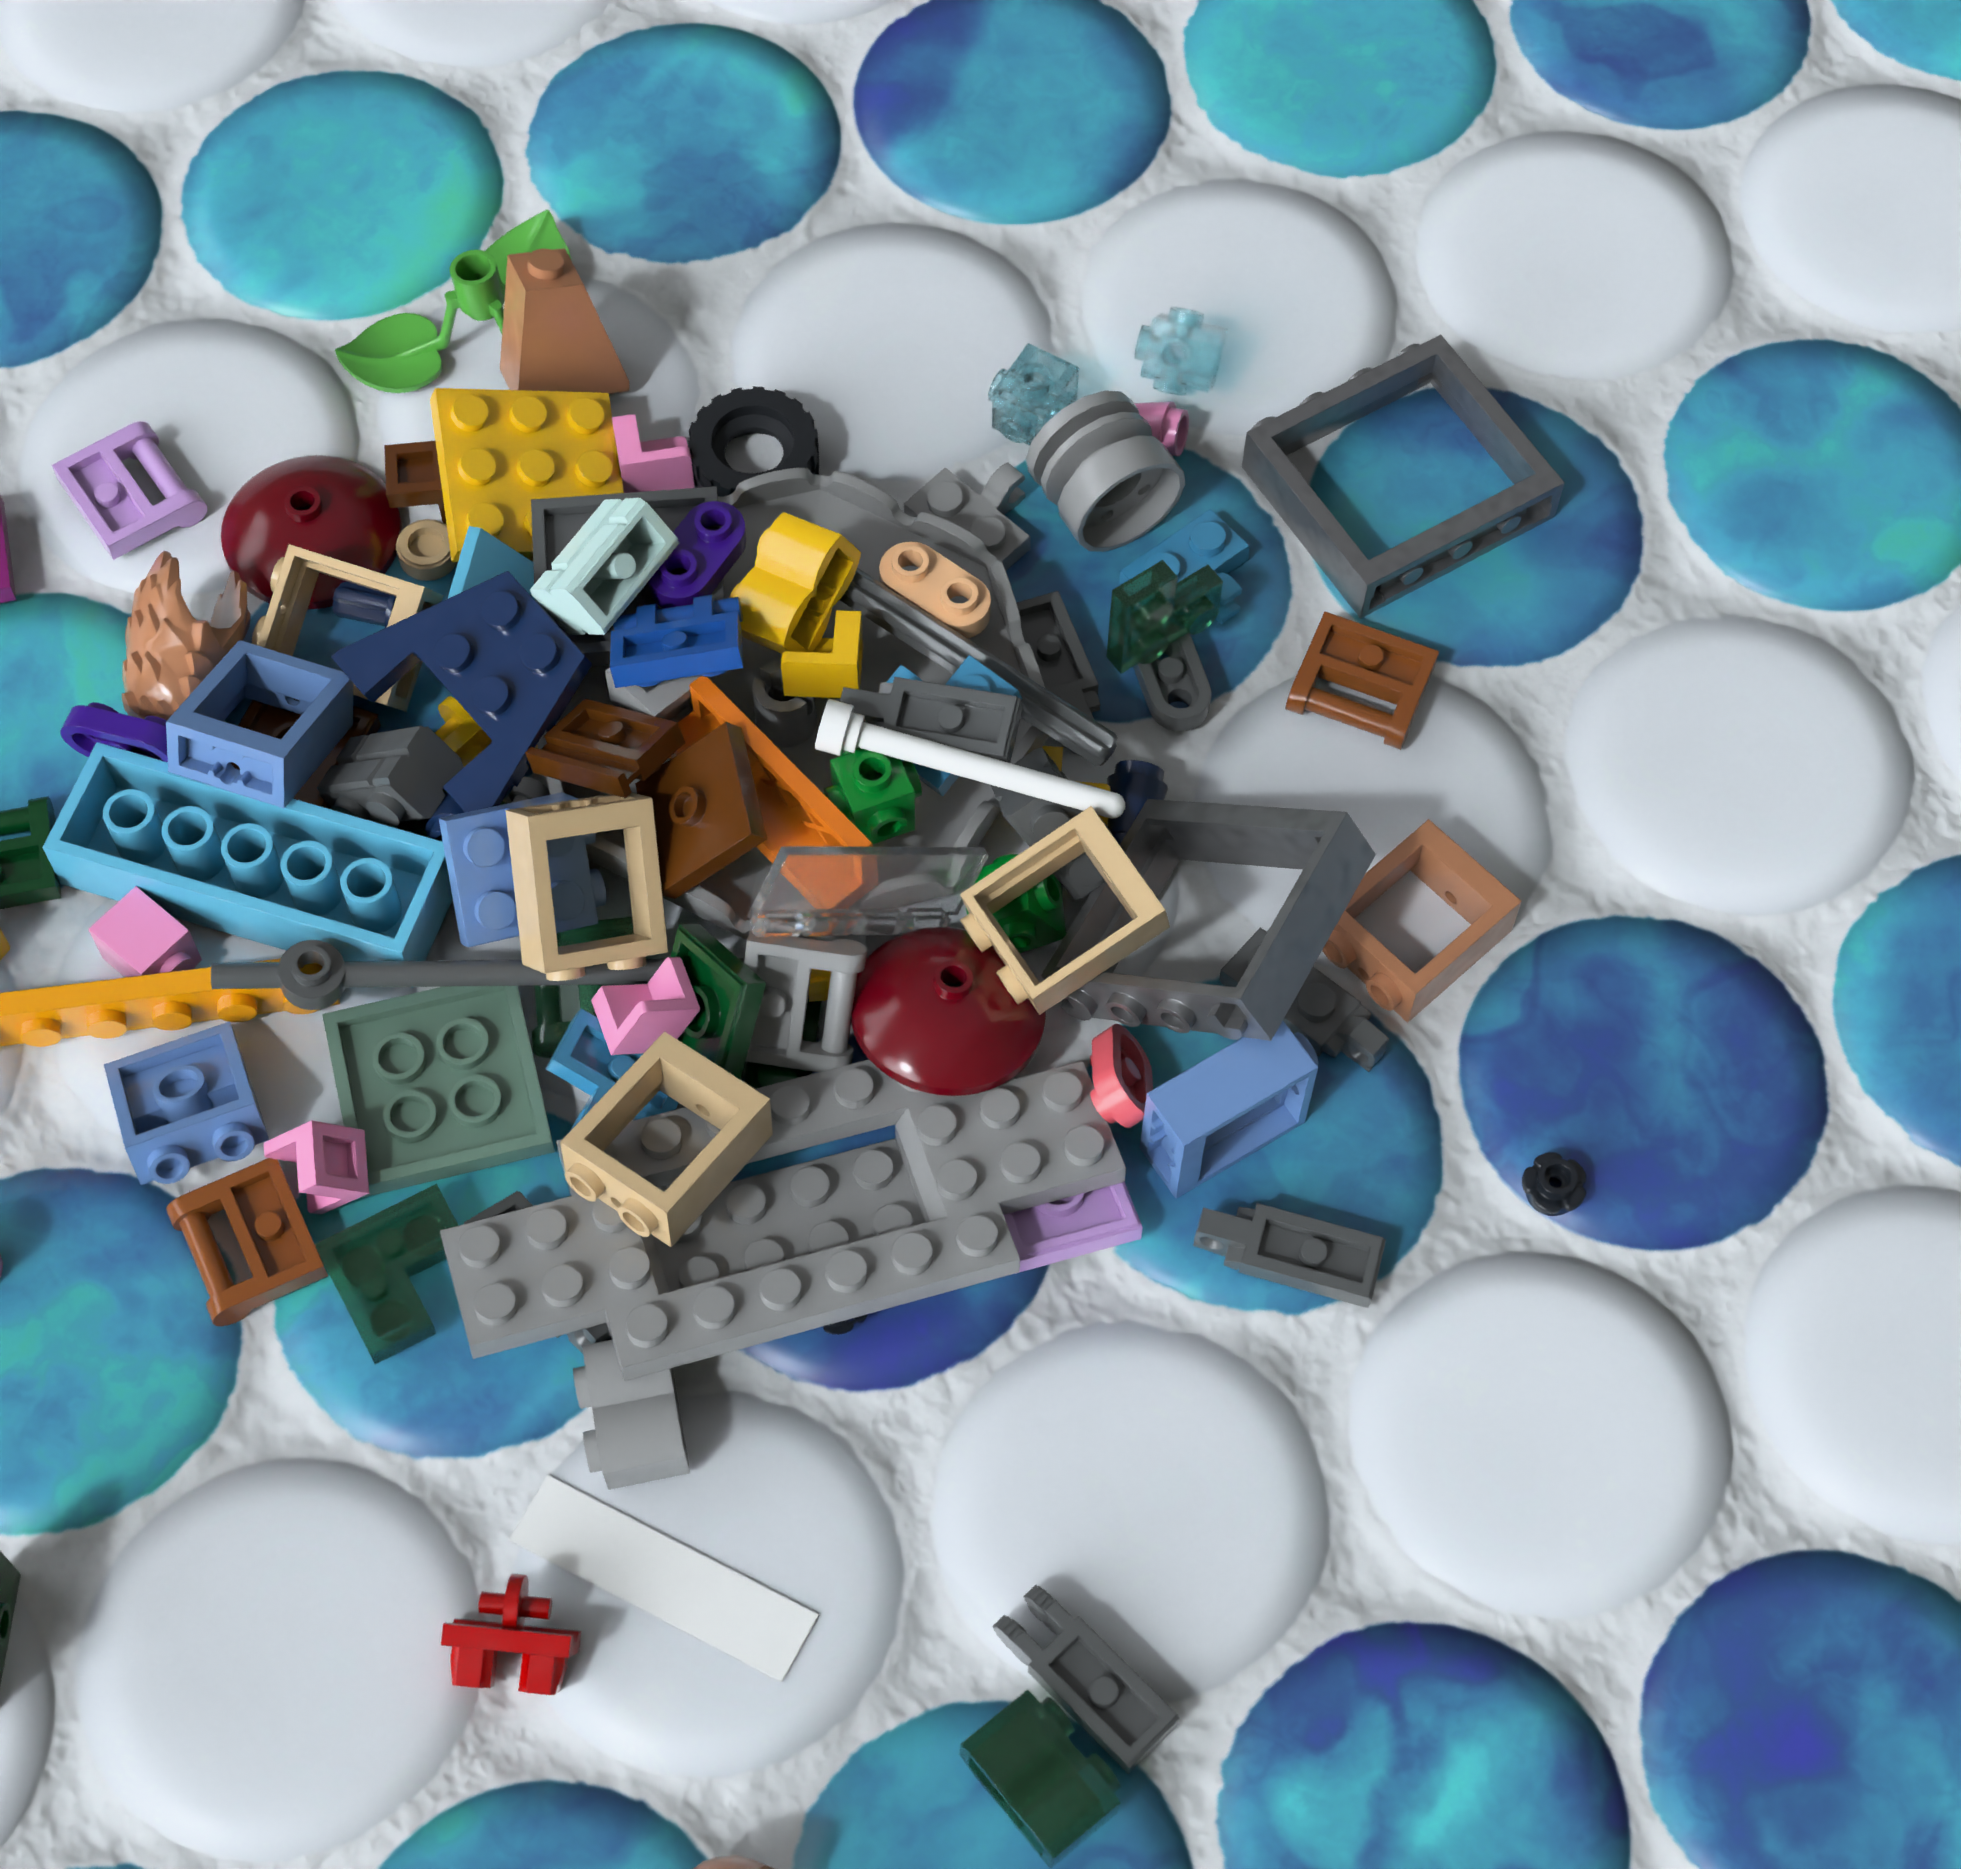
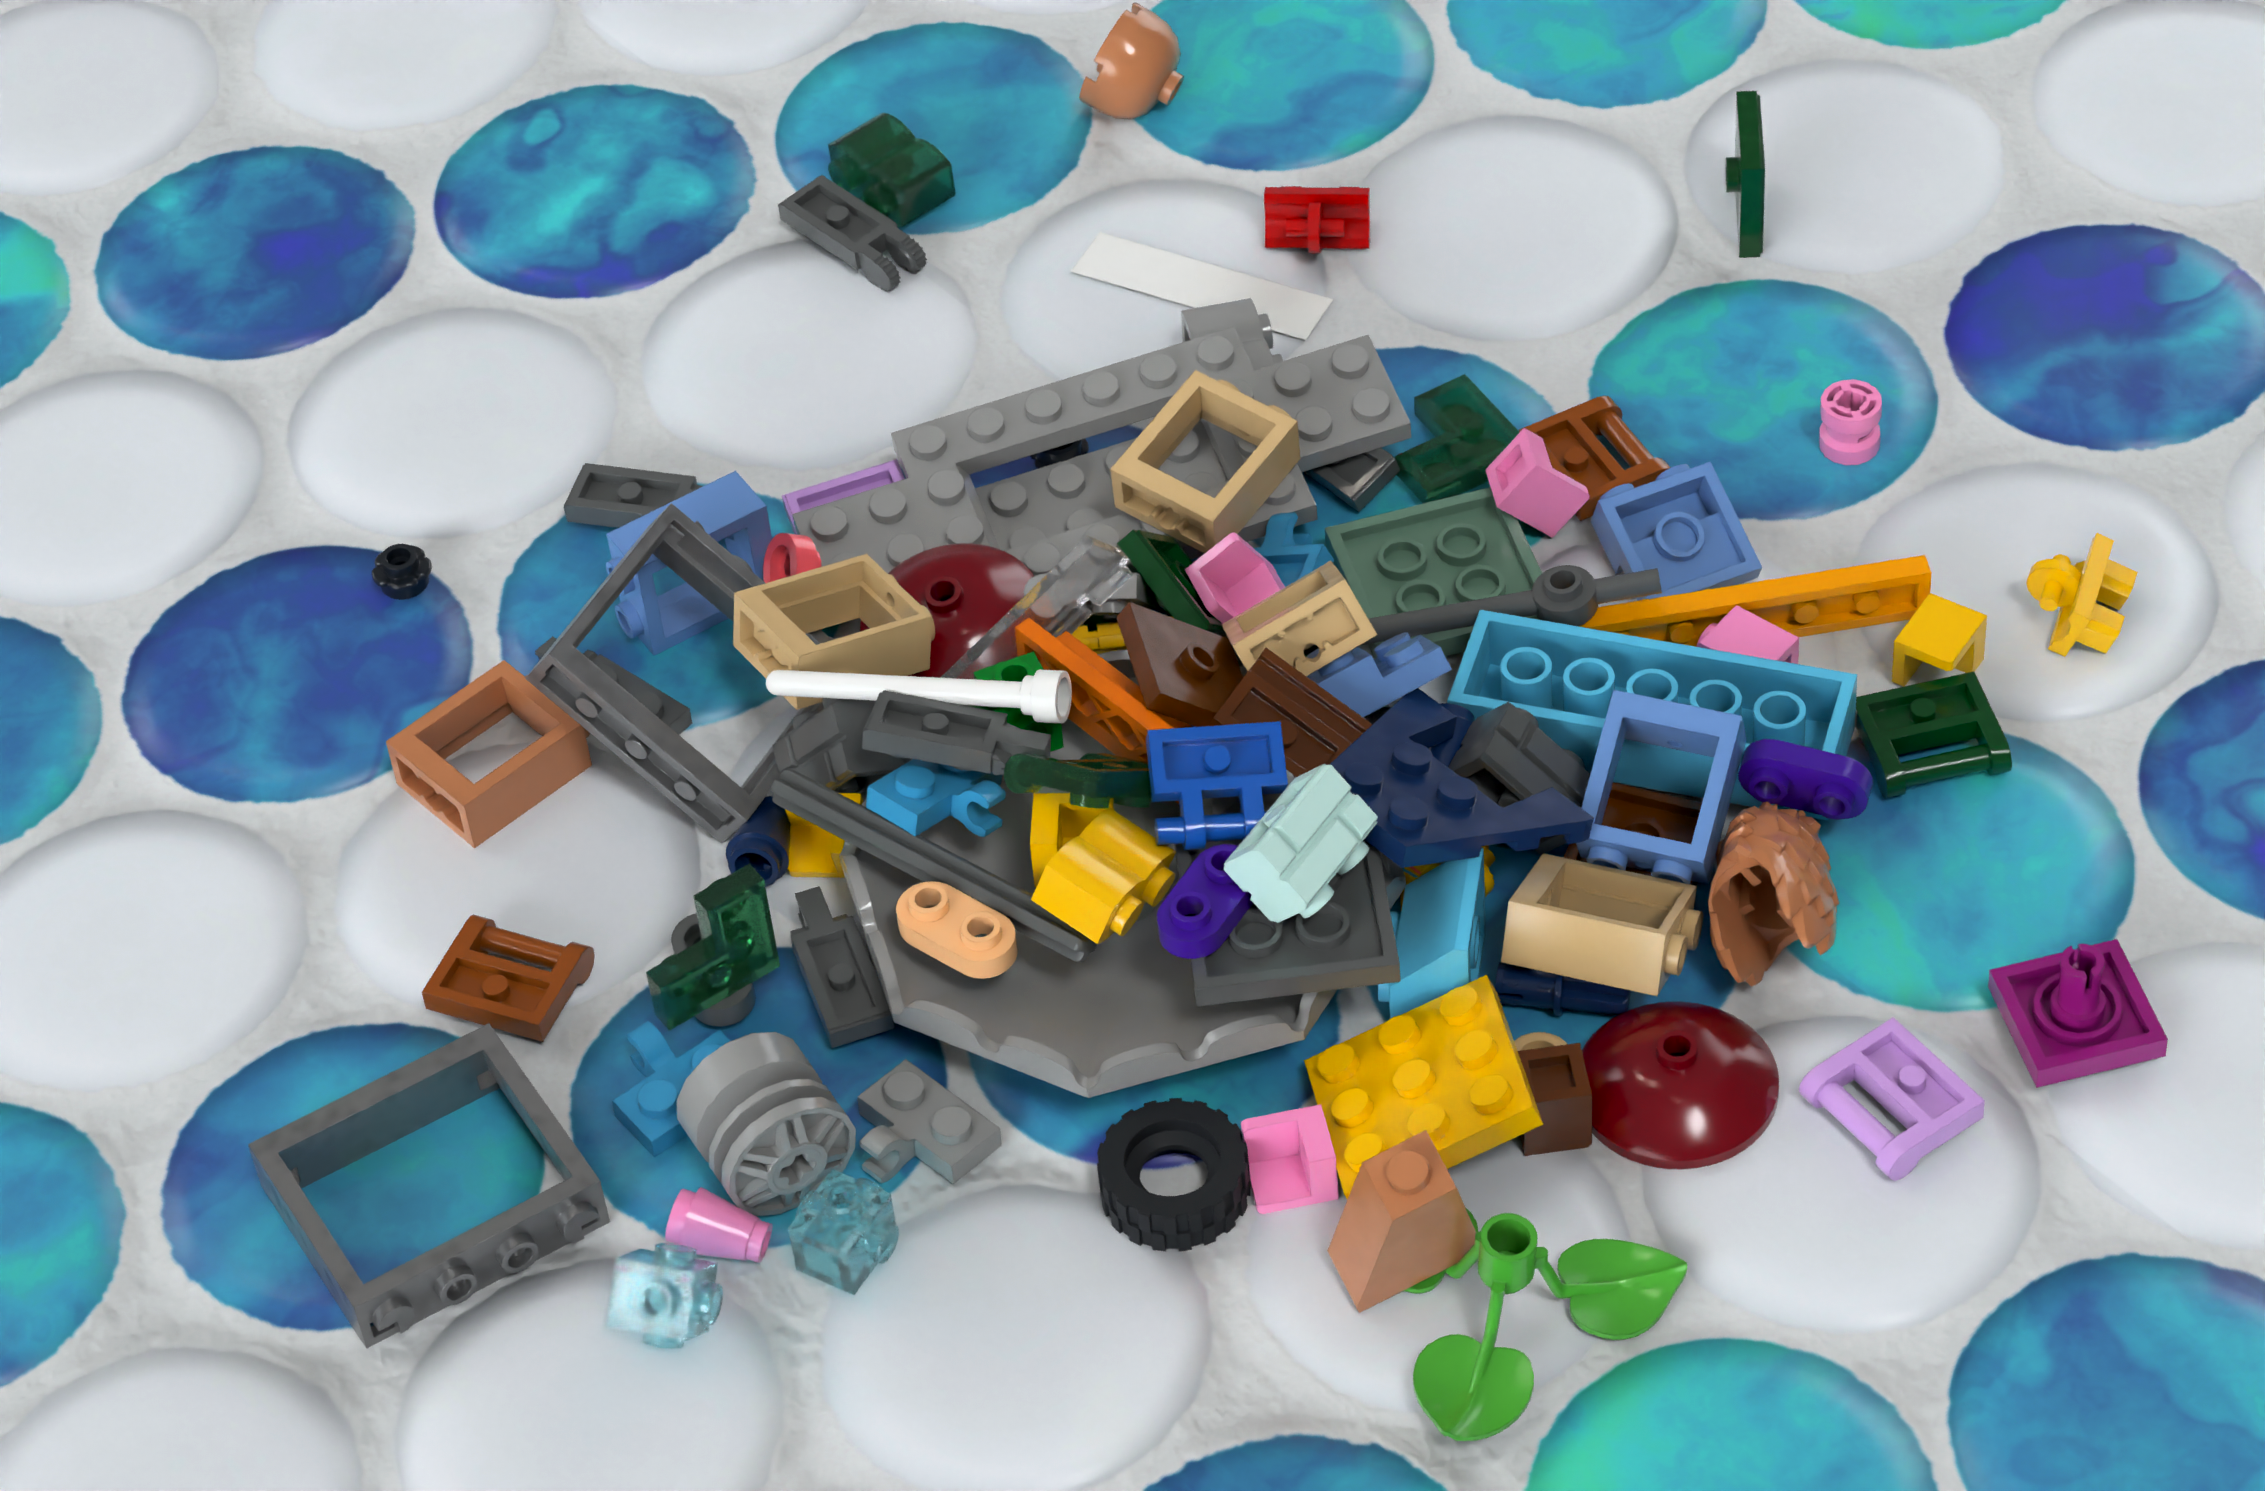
camera: 175 degrees left, 15 degrees down
(783, 659) = (1089, 779): none -> clear green plate

